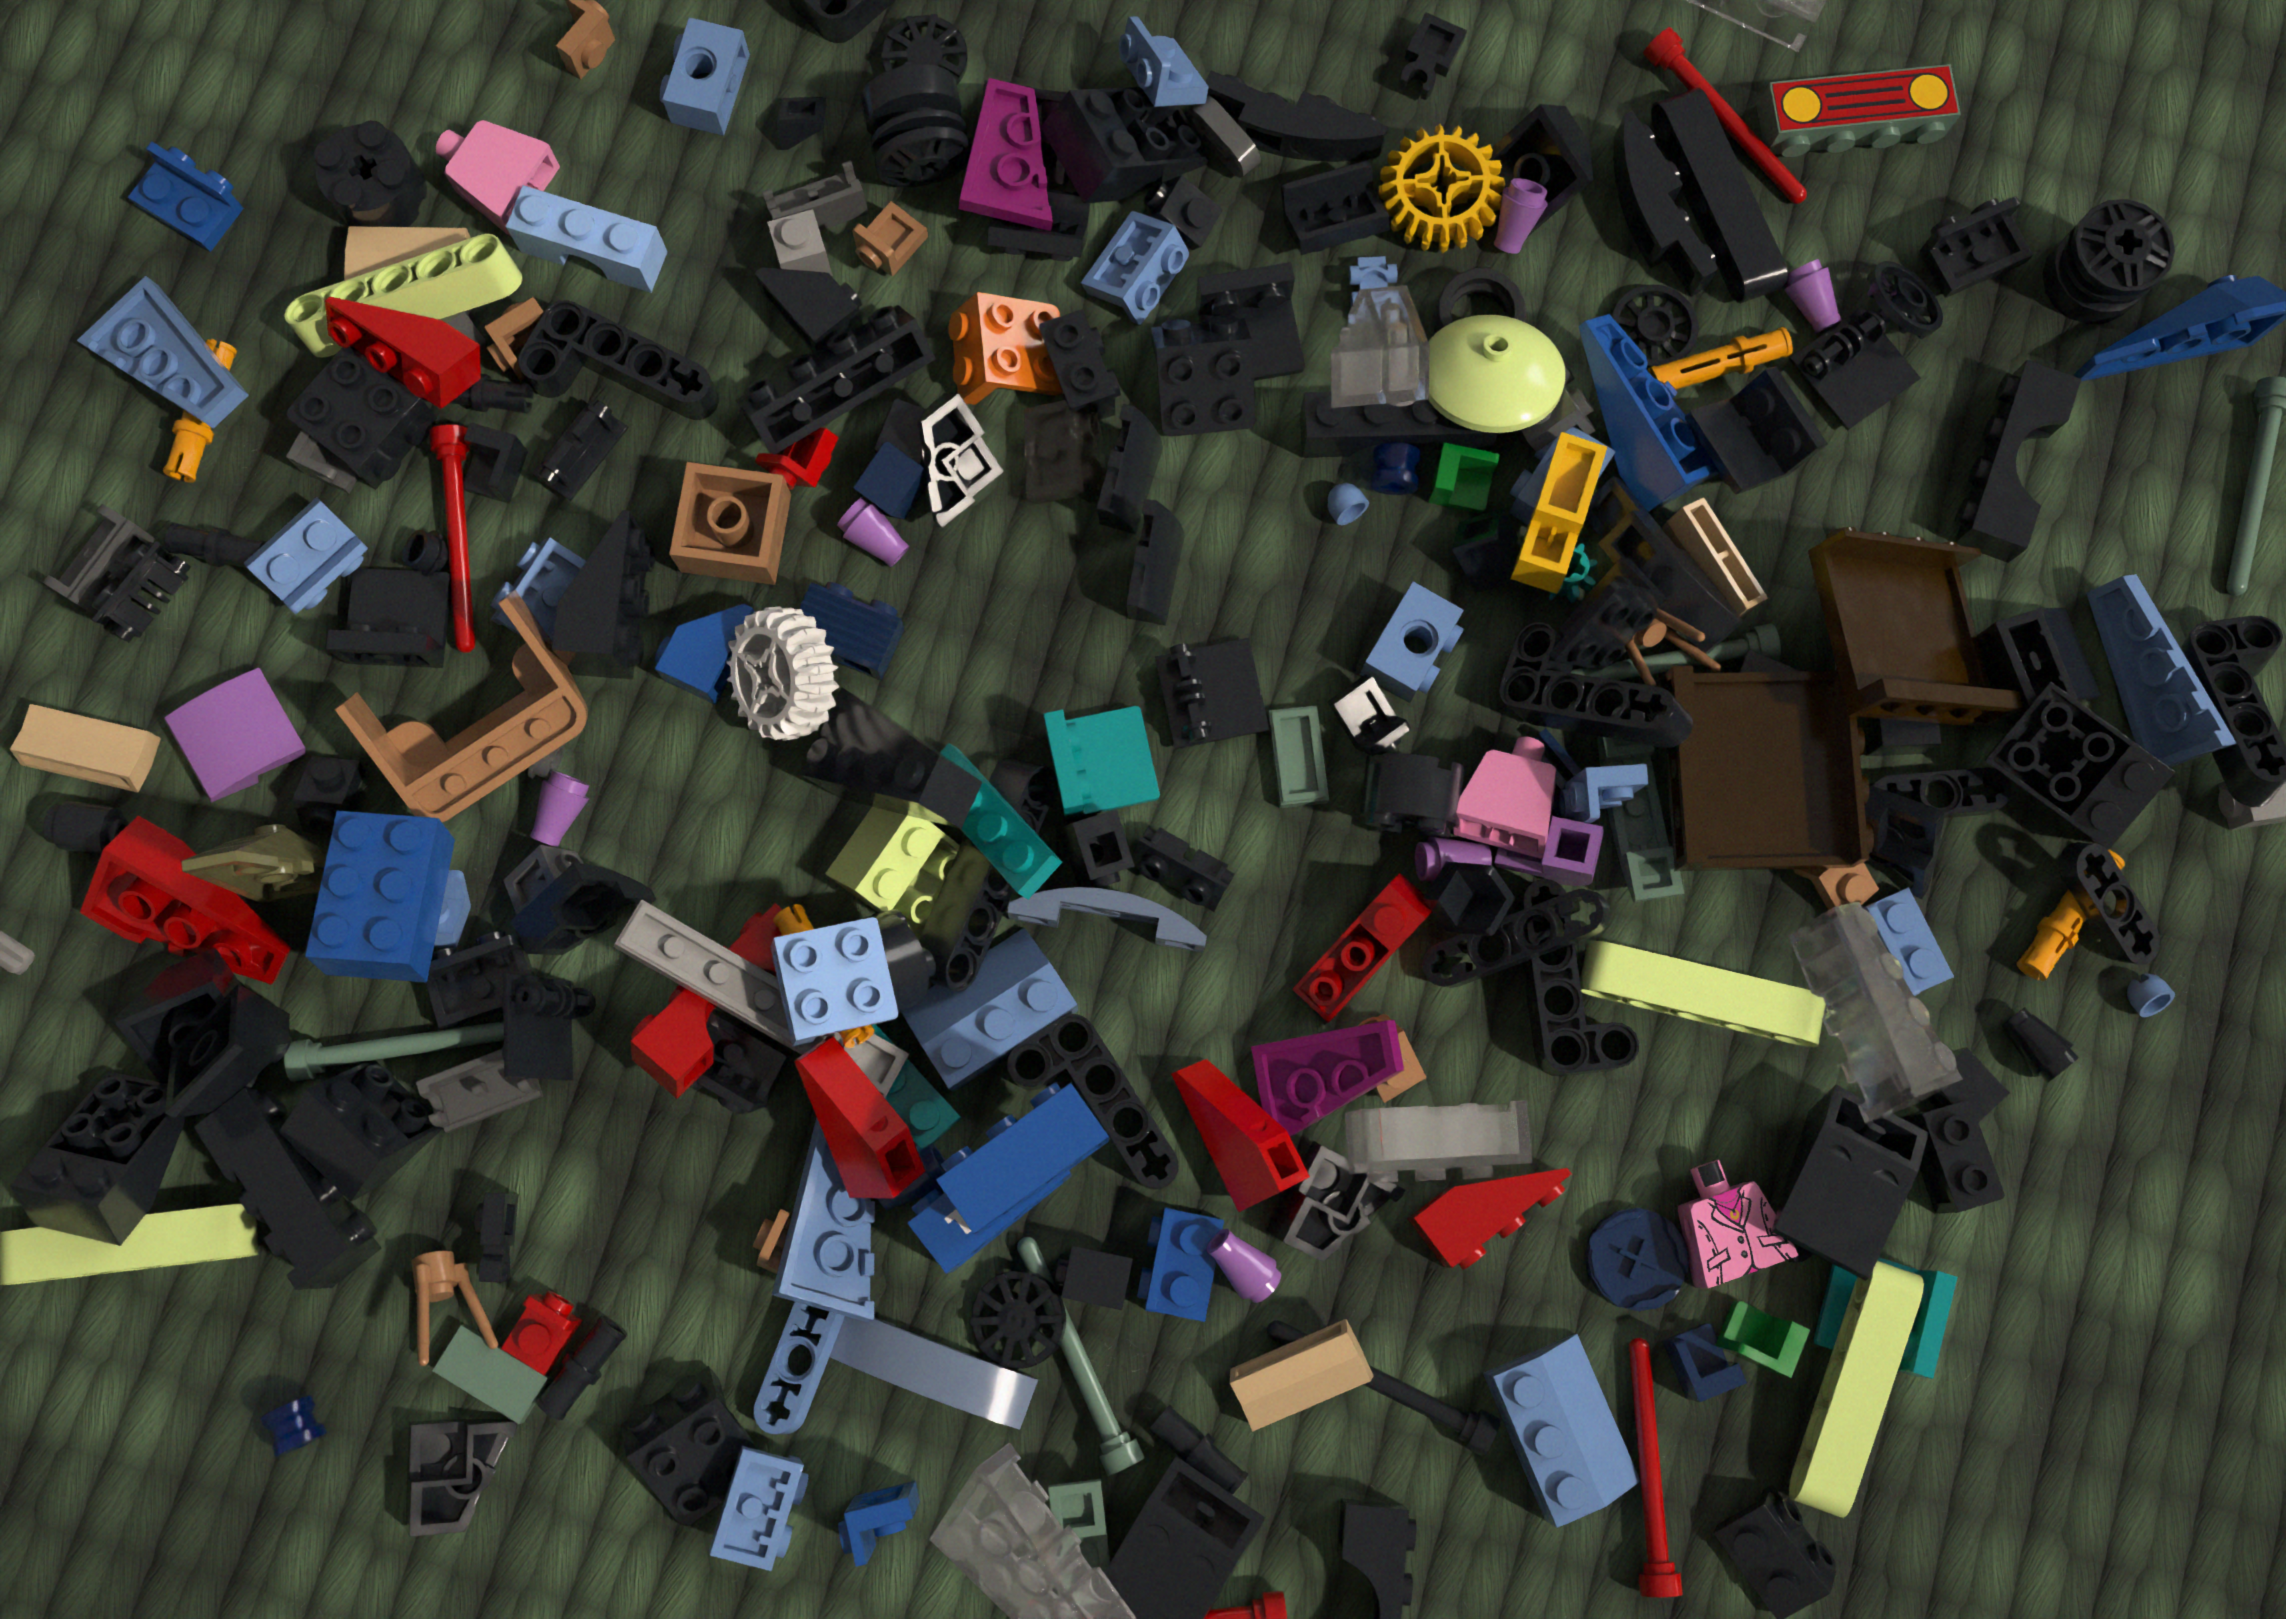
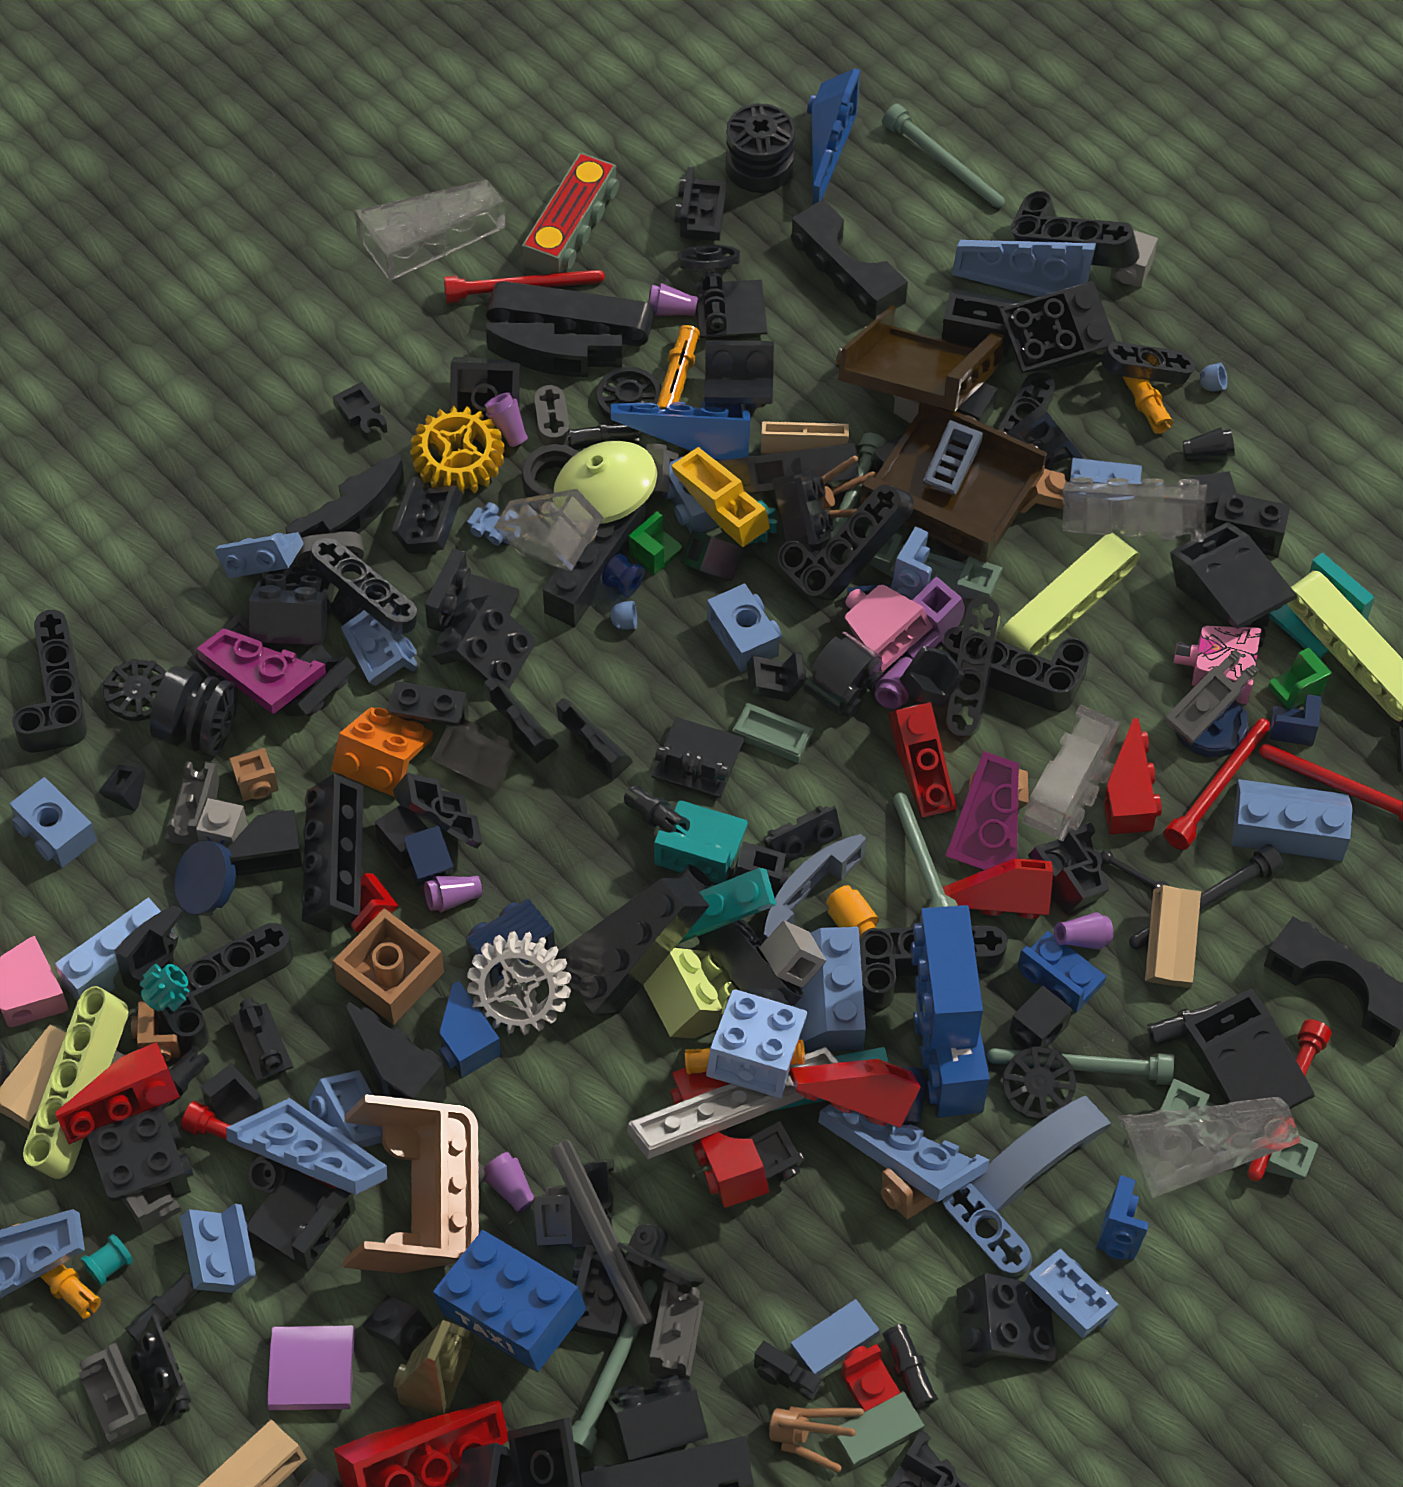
camera: 55 degrees left, 20 degrees down
(239, 456) = (107, 1260): none -> teal bush
(461, 572) = (308, 1145): none -> medium blue wing
(524, 942) = (602, 1234): none -> dark grey axle
(560, 311) = (164, 987): none -> teal gear
(573, 1264) = (834, 1338): none -> medium blue tile
(592, 269) = (148, 945): none -> black slope
(723, 267) = (204, 878): none -> dark blue tile
(998, 950) = (793, 954): none -> light grey brick
(1103, 691) = (655, 810): none -> black pin
(1106, 984) = (851, 910): none -> light orange brick
(1155, 1089) = (921, 853): none -> sand green piece
(1182, 198) = (367, 582): none -> black beam
(1368, 1319) = (1108, 858): none -> black hinge
(1462, 1306) = (1182, 830): none -> red piece
(1559, 254) = (545, 416): none -> dark grey beam
(1562, 323) = (590, 436): none -> black pin
(1652, 1247) = (1209, 699): none -> dark grey hinge
(1830, 746) = (963, 435): none -> sand blue slope

